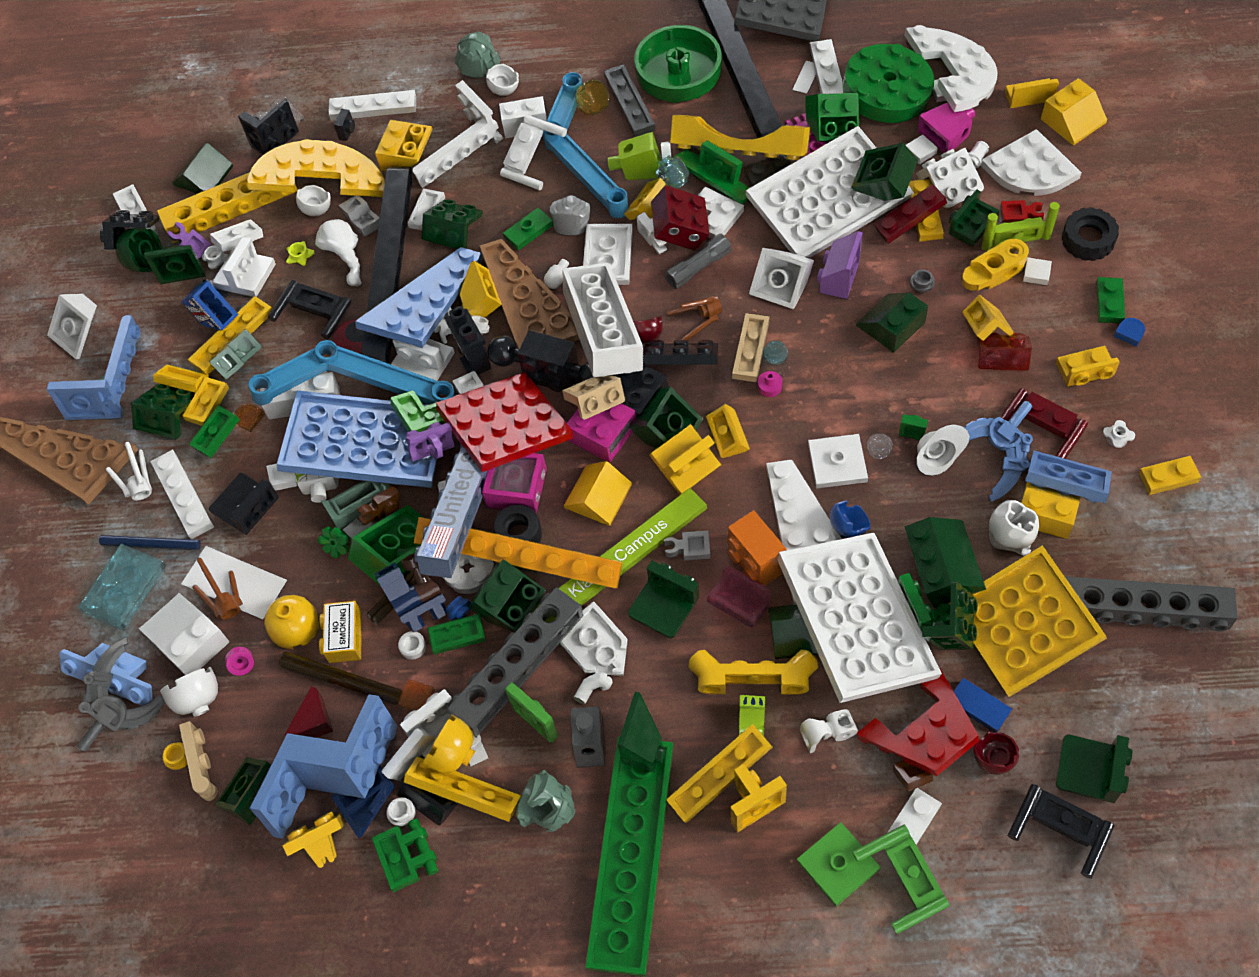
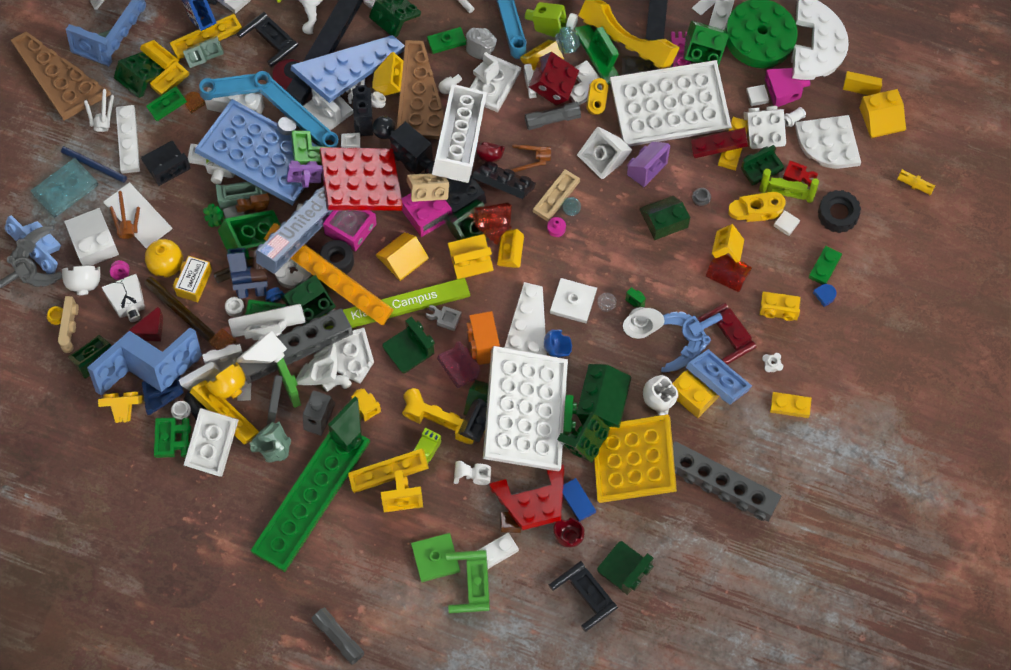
camera: 15 degrees right, 5 degrees up
(262, 693) = (126, 297): none -> white torso
(380, 396) = (286, 125): none -> tile
(463, 838) = (211, 442): none -> white plate
(465, 647) = (263, 322): none -> white bracket
(484, 681) = (265, 350): none -> white slope
(523, 743) = (274, 399): none -> dark grey tile
(563, 677) = (321, 368): none -> white brick
(595, 238) = (487, 69): none -> white panel
(653, 699) = (367, 404): none -> yellow brick
(692, 404) = (493, 220): none -> clear red slope
(737, 218) = (597, 95): none -> yellow plate
(801, 658) = (475, 421): none -> black slope
(885, 172) = (715, 105): dark green slope -> none
(1156, 169) = (916, 182): none -> yellow pin

